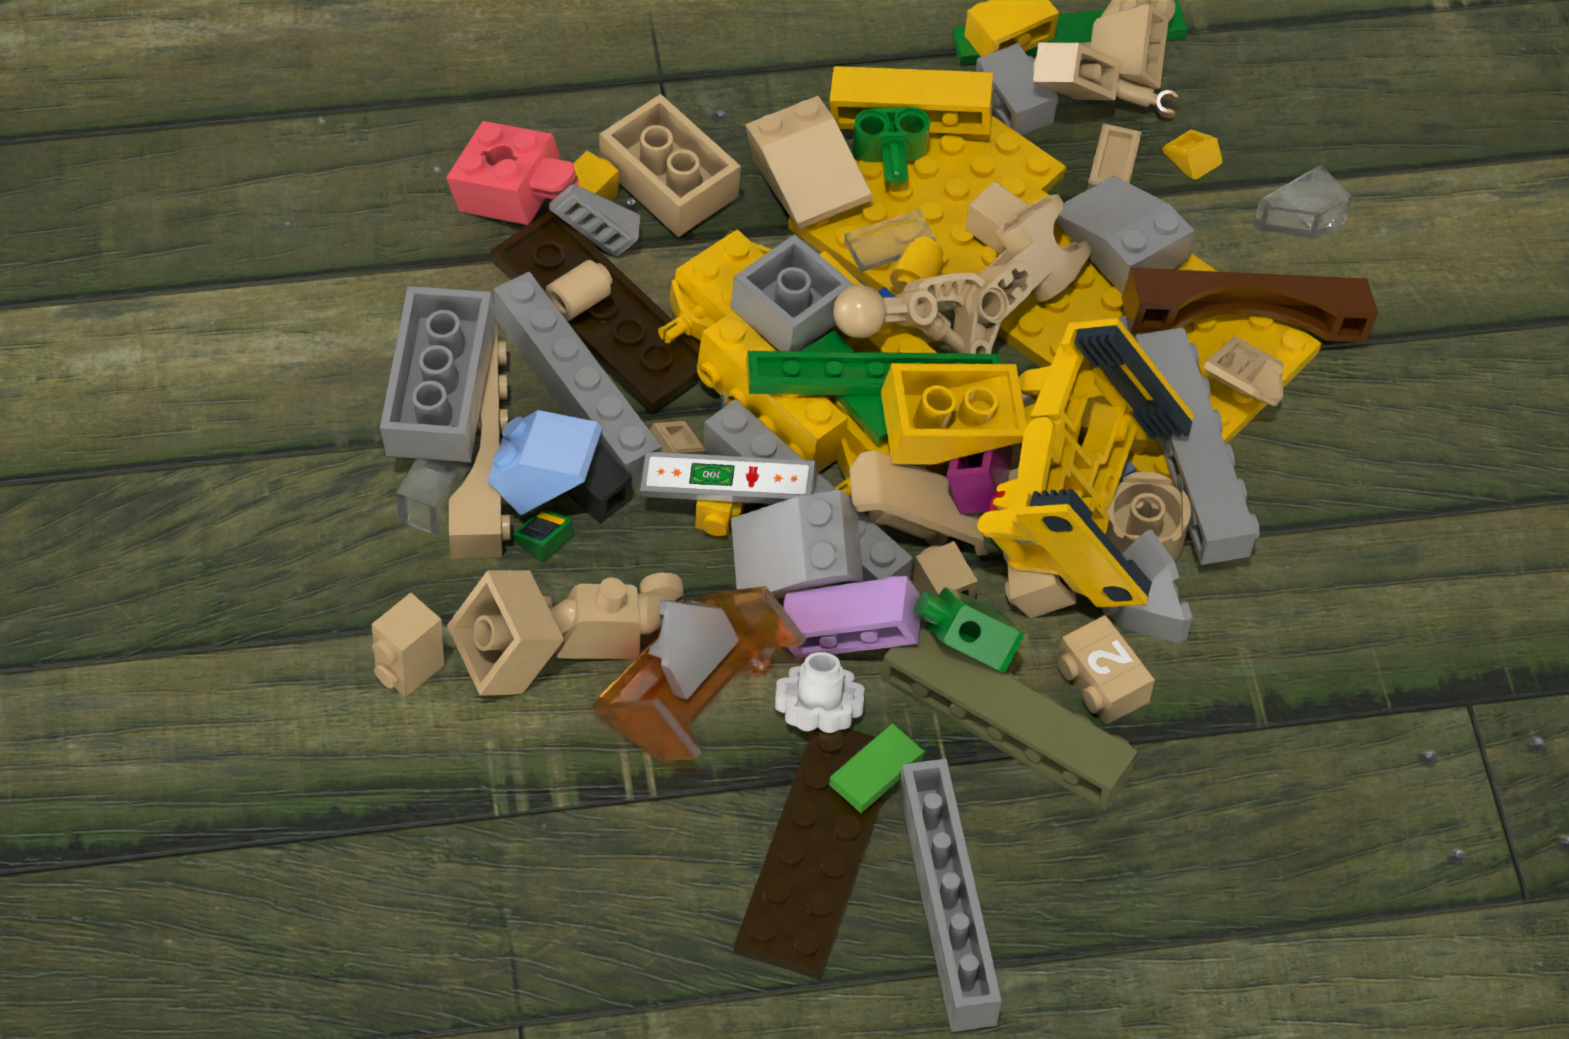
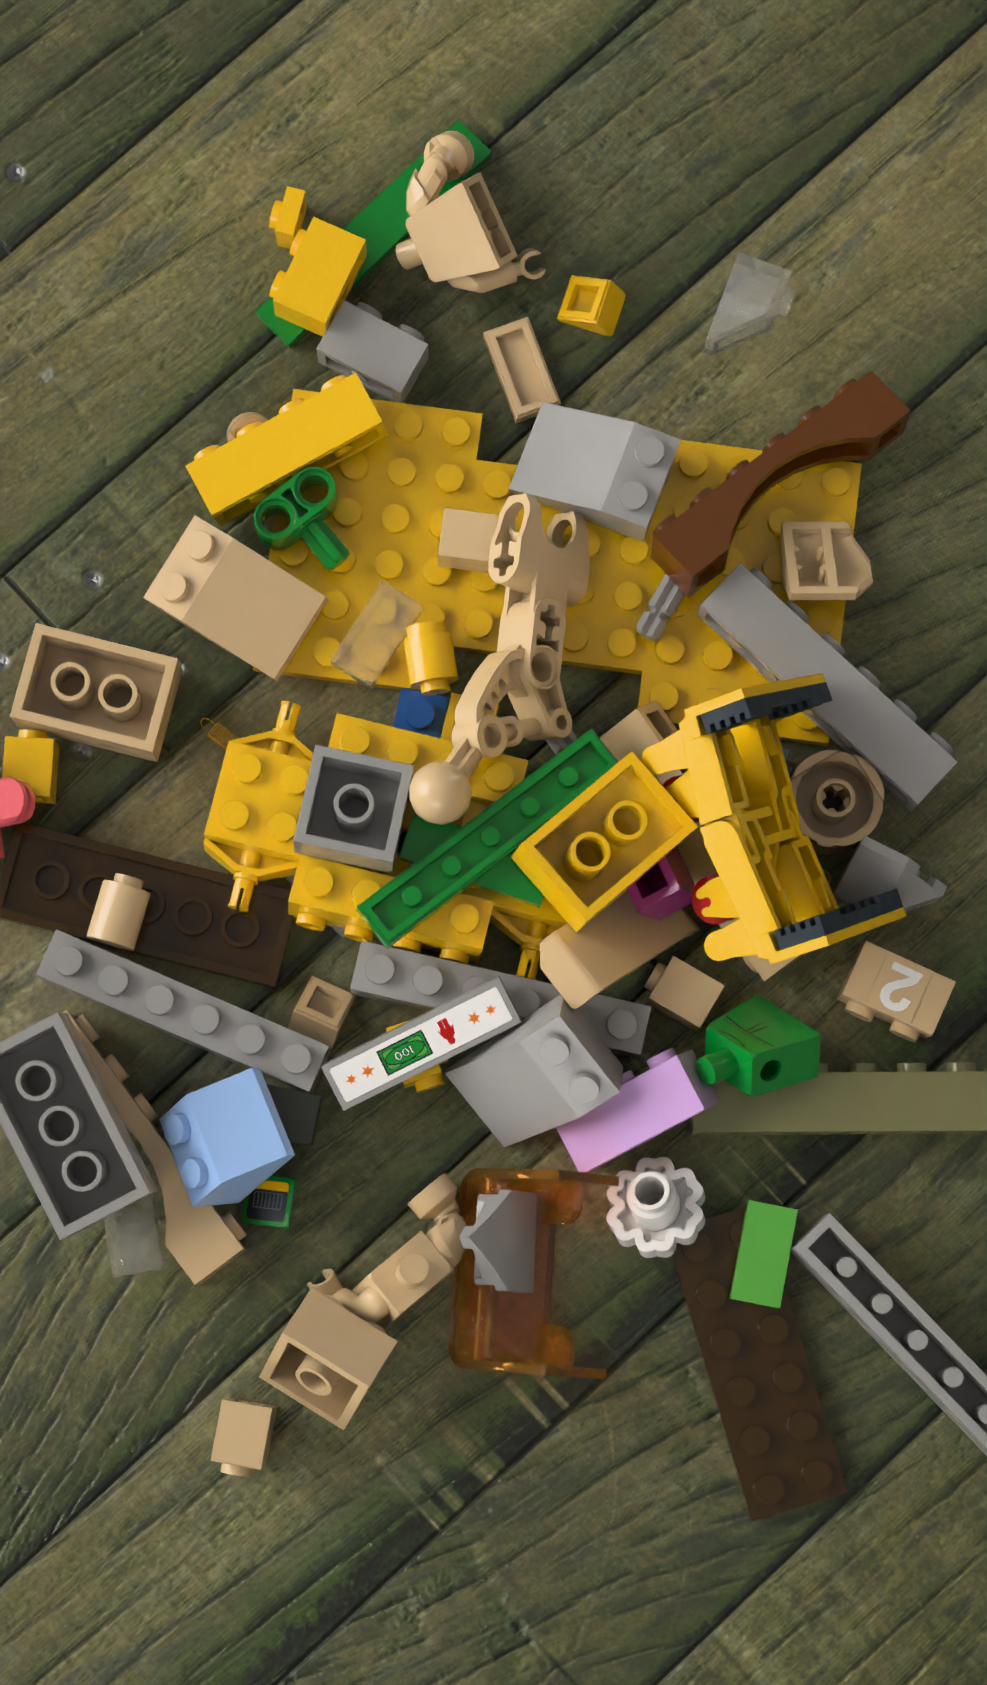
camera: 35 degrees left, 25 degrees up
(608, 227) = (82, 809): light grey slope -> none
(1076, 71) = (434, 308): tan brick -> none

